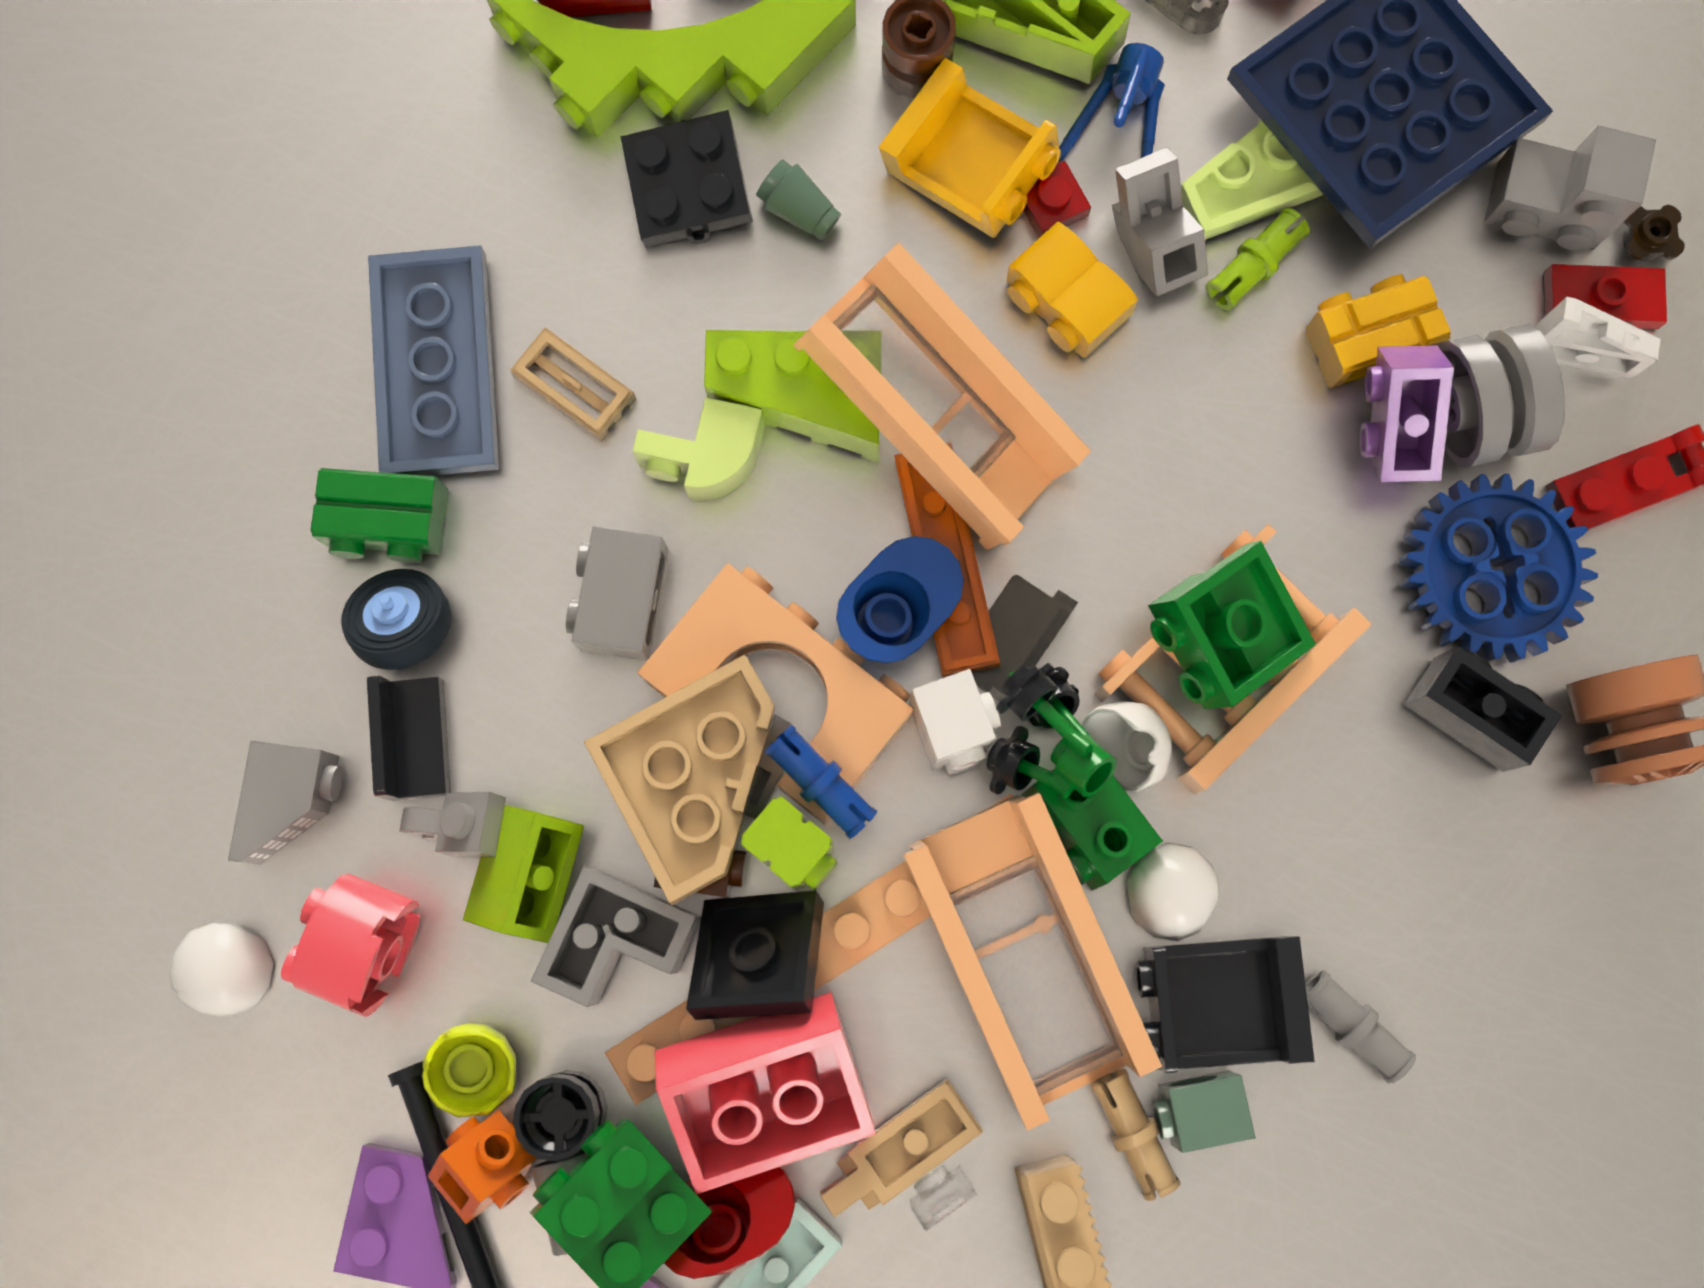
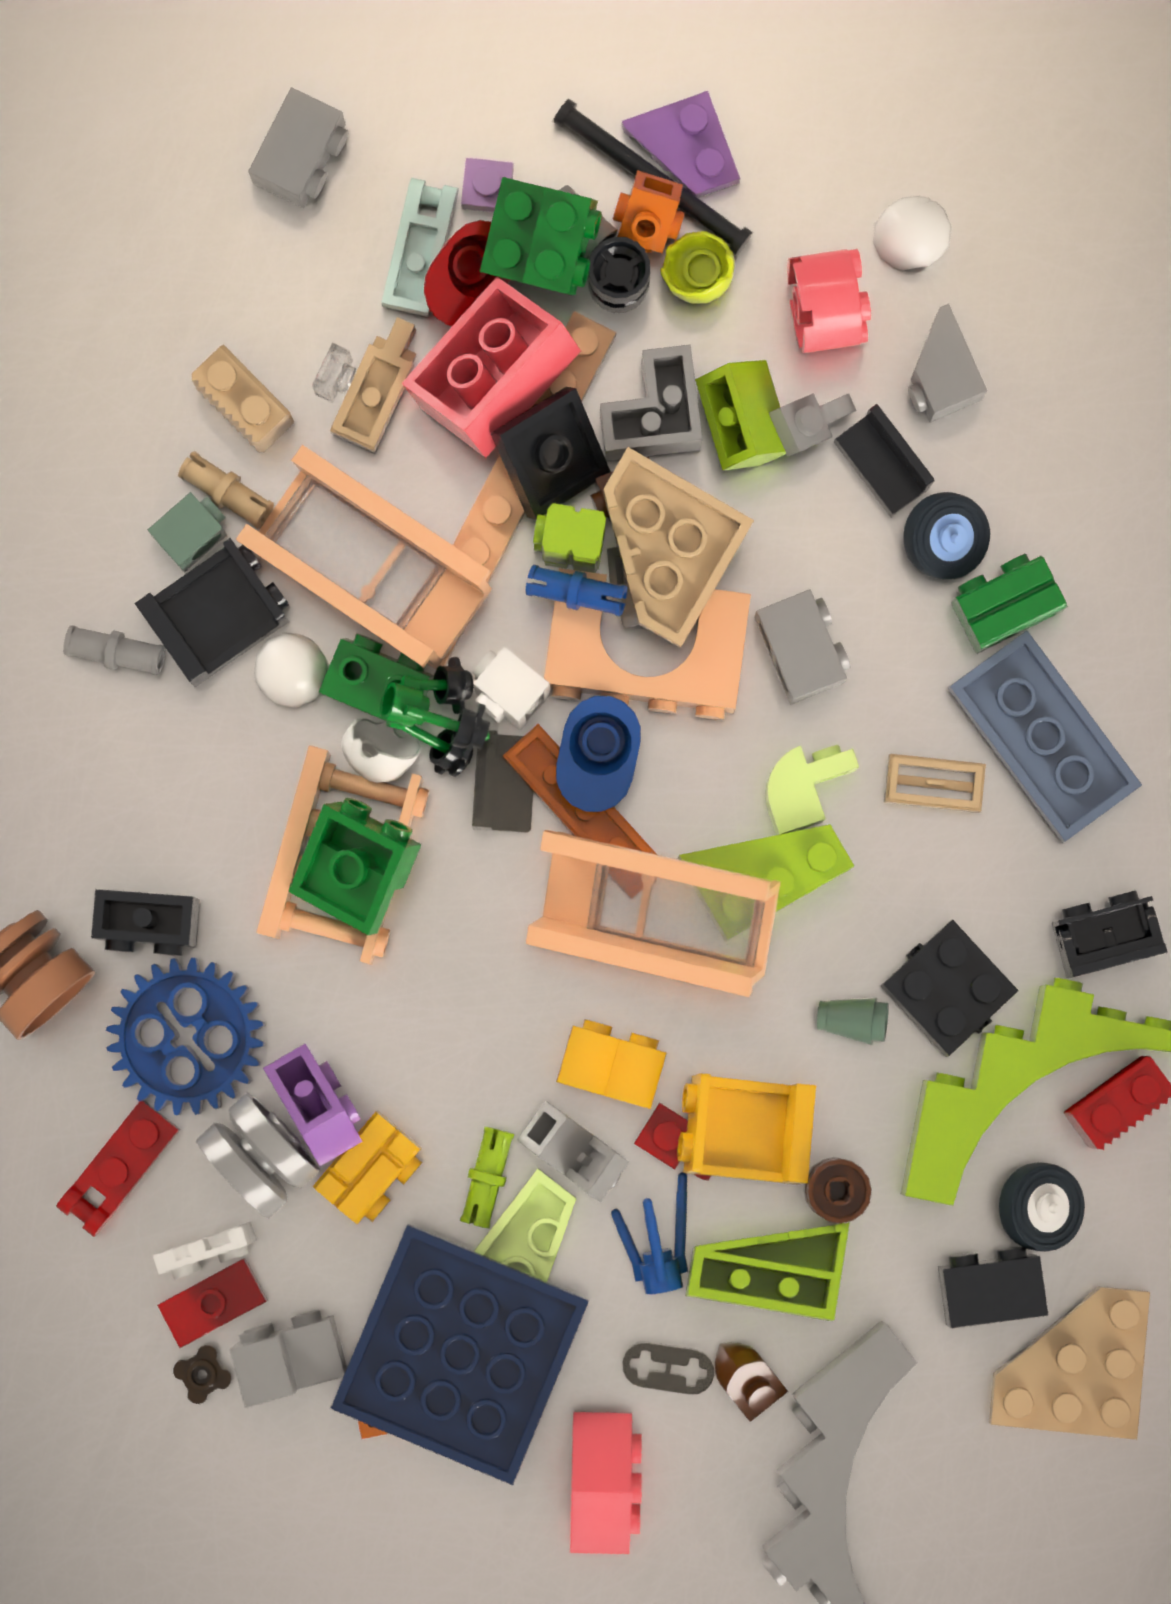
camera: 145 degrees right, 5 degrees up
(499, 134) = (1109, 935): none -> black hinge

